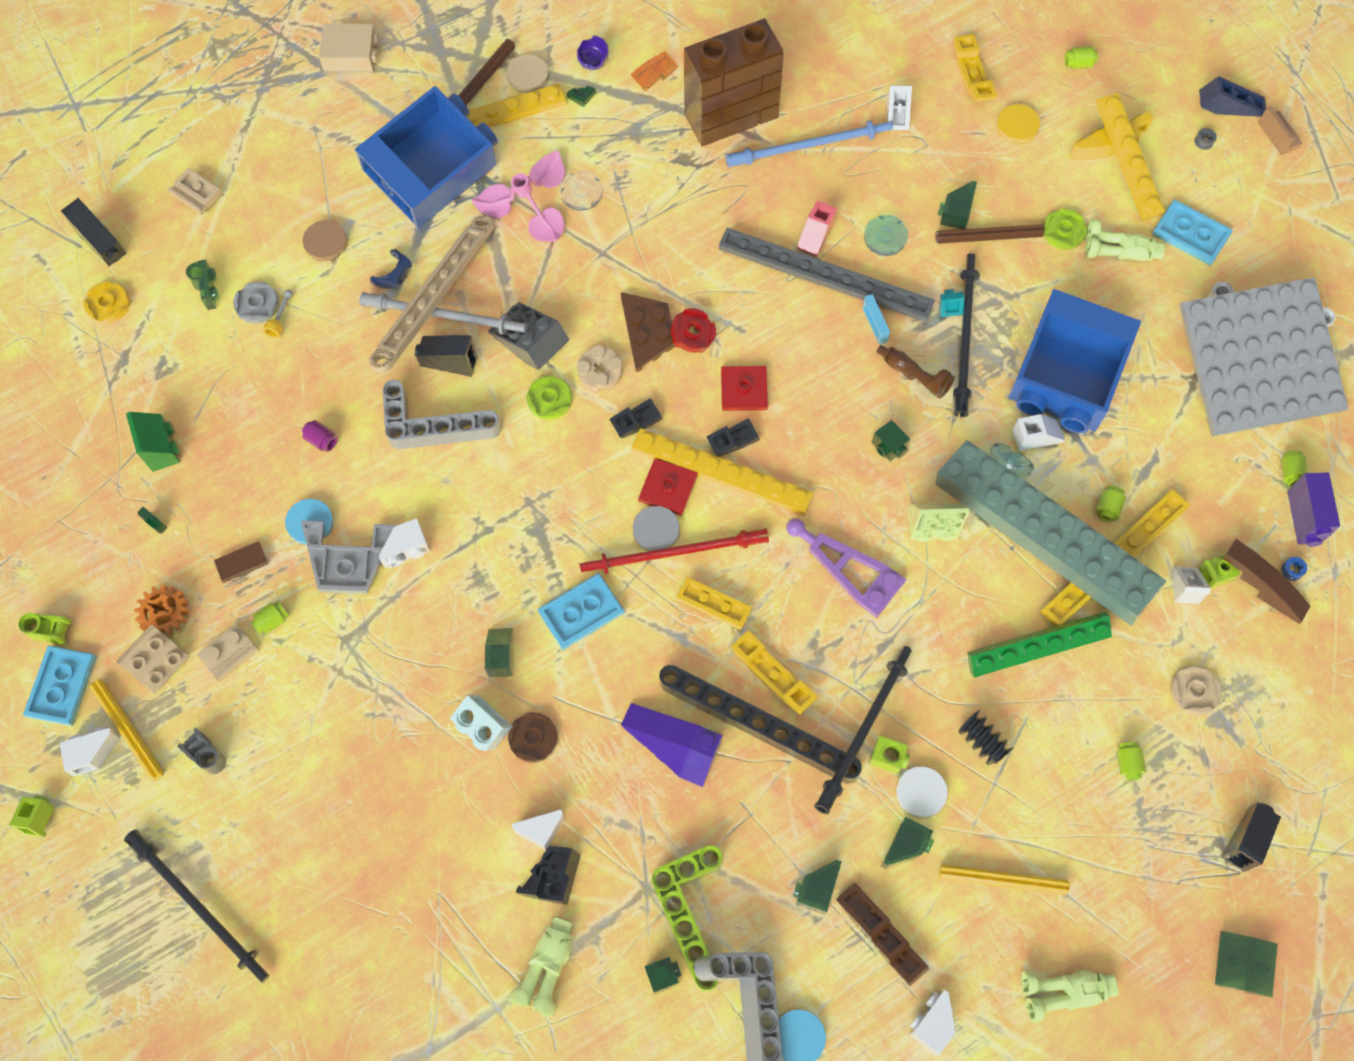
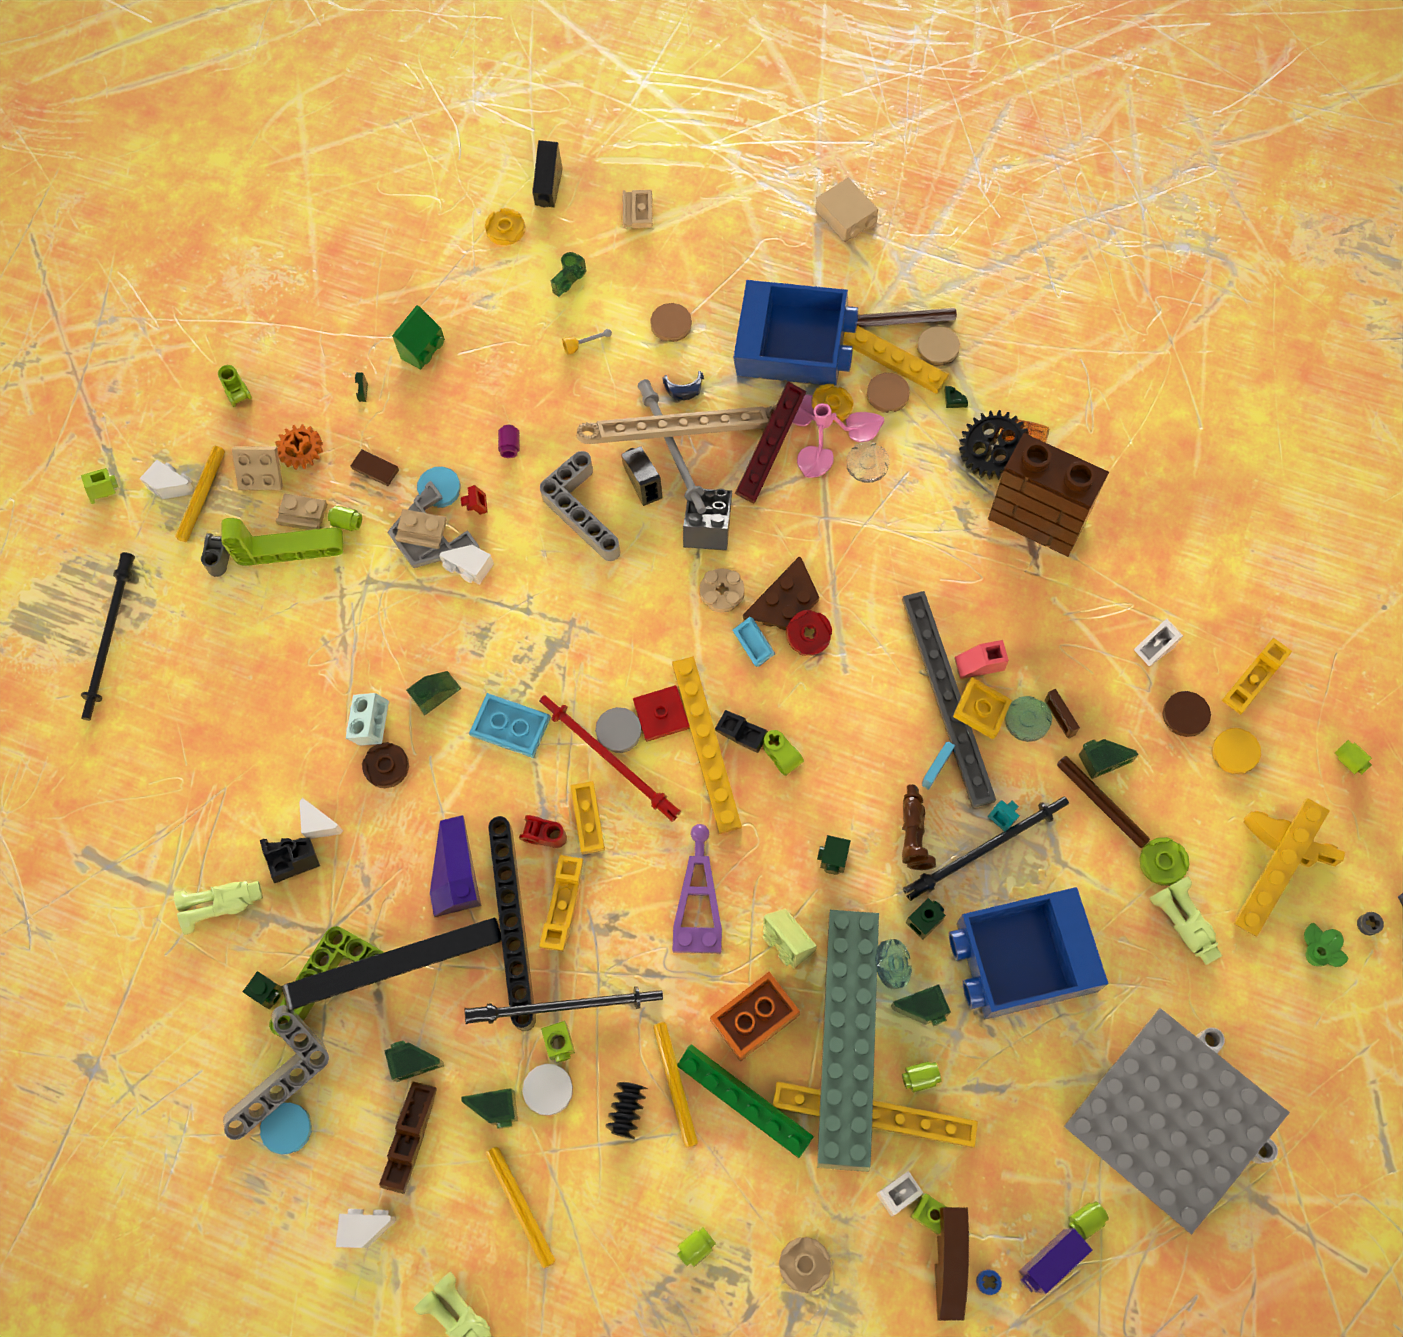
camera: 55 degrees right, 0 degrees up
(60, 685) = (202, 428): medium azure tile -> none
(249, 688) = (279, 547): none -> lime beam
(256, 302) = (583, 318): light grey tile -> none
(340, 558) = (420, 529): none -> tan plate
(351, 500) = (475, 500): none -> red tile
(501, 175) = (837, 398): none -> yellow tile
(504, 243) = (770, 442): none -> dark red tile
(535, 134) = (888, 392): none -> medium nougat tile
(549, 397) = (668, 572): lime tile -> none
(593, 53) = (996, 377): dark purple hair -> none
(631, 420) = (703, 649): black slope -> none
(665, 87) = (977, 439): none -> black gear
(665, 376) = (753, 641): none -> medium azure tile
(698, 648) = (538, 832): none -> red piece
(726, 845) = (391, 963): none -> black beam
(744, 388) = (792, 708): red plate -> none
(748, 155) = (1007, 559): medium blue bar -> none
(777, 420) = (784, 755): none -> lime piece
(855, 257) = (982, 708): none -> yellow tile
(902, 209) = (1061, 713): none -> reddish brown tile
(965, 133) = (1186, 713): none -> reddish brown tile
(980, 588) = (754, 1016): none -> orange brick
(988, 688) = (675, 1084): none -> yellow axle
(990, 414) = (926, 918): none -> dark green brick
(1037, 432) = (940, 969): white slope -> none
(1058, 463) = (924, 1006): none -> clear green slope
(1192, 232) = (1259, 975): medium azure tile -> none
(1201, 178) = (1325, 943): none -> bright green plate

